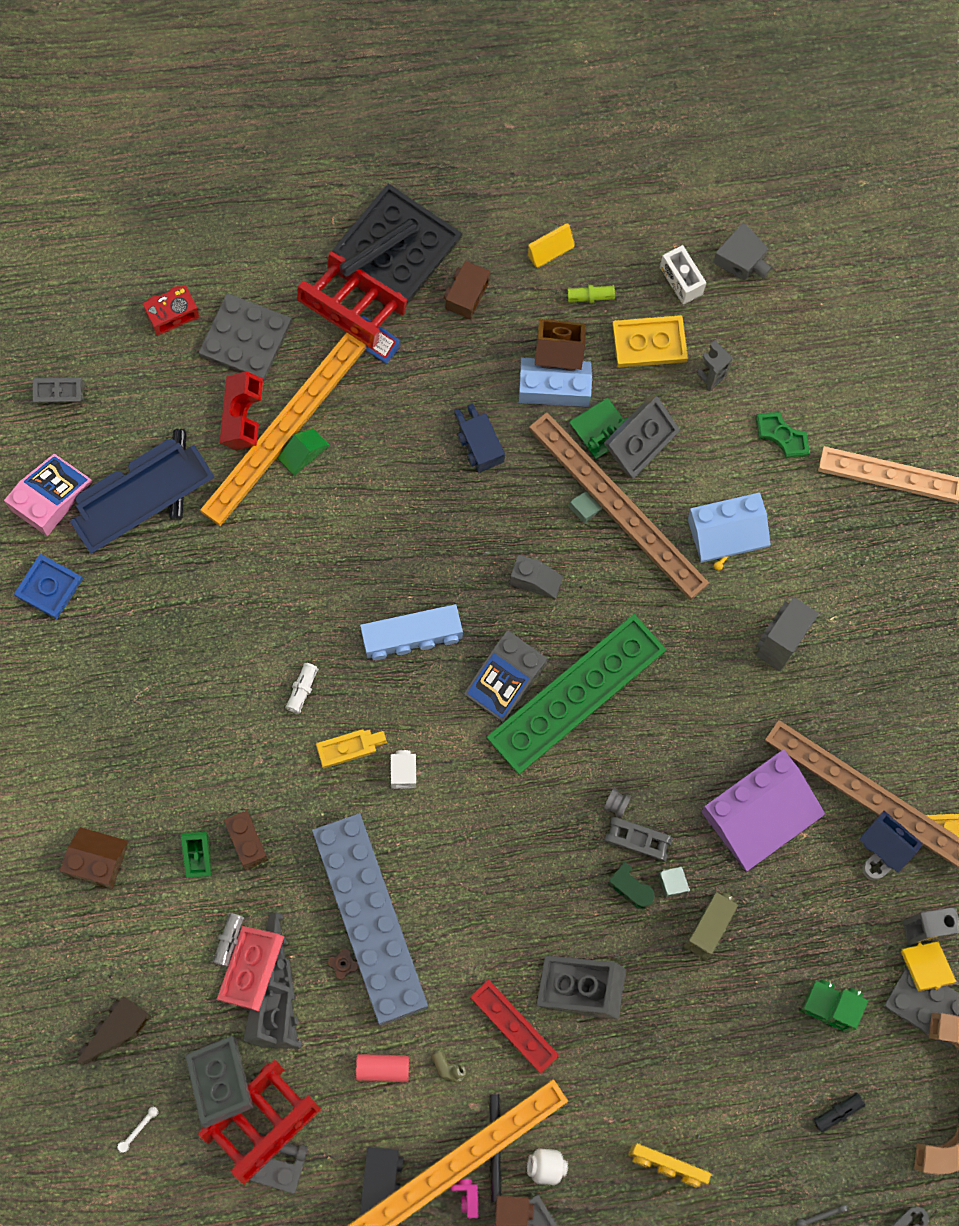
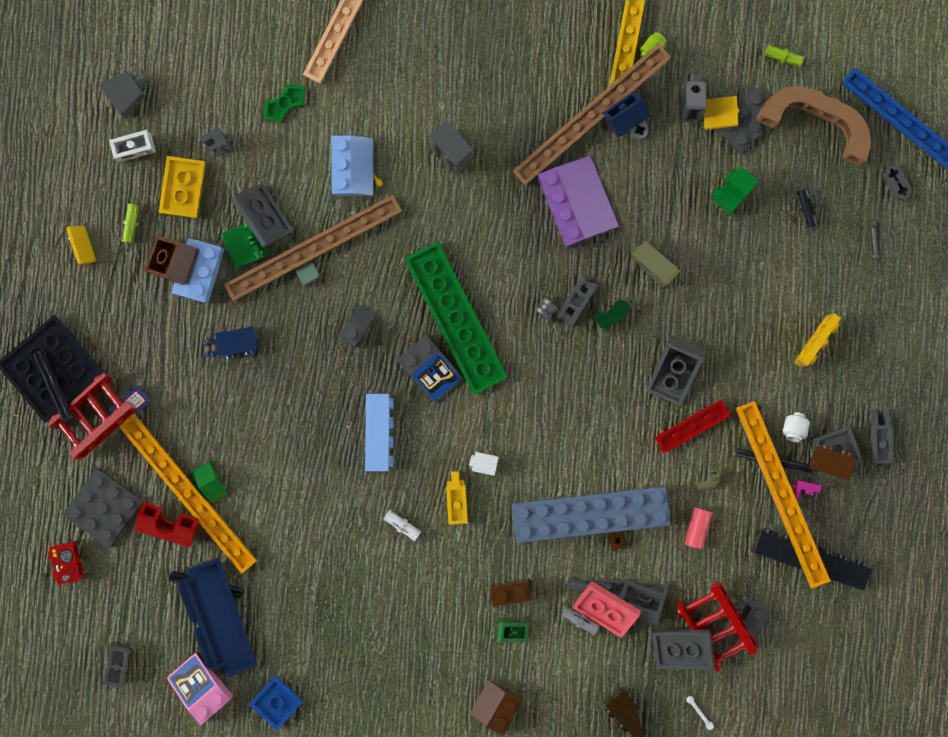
camera: 70 degrees left, 15 degrees up
(467, 289) = (103, 321): reddish brown brick -> none
(673, 882) = (614, 282): slope -> none

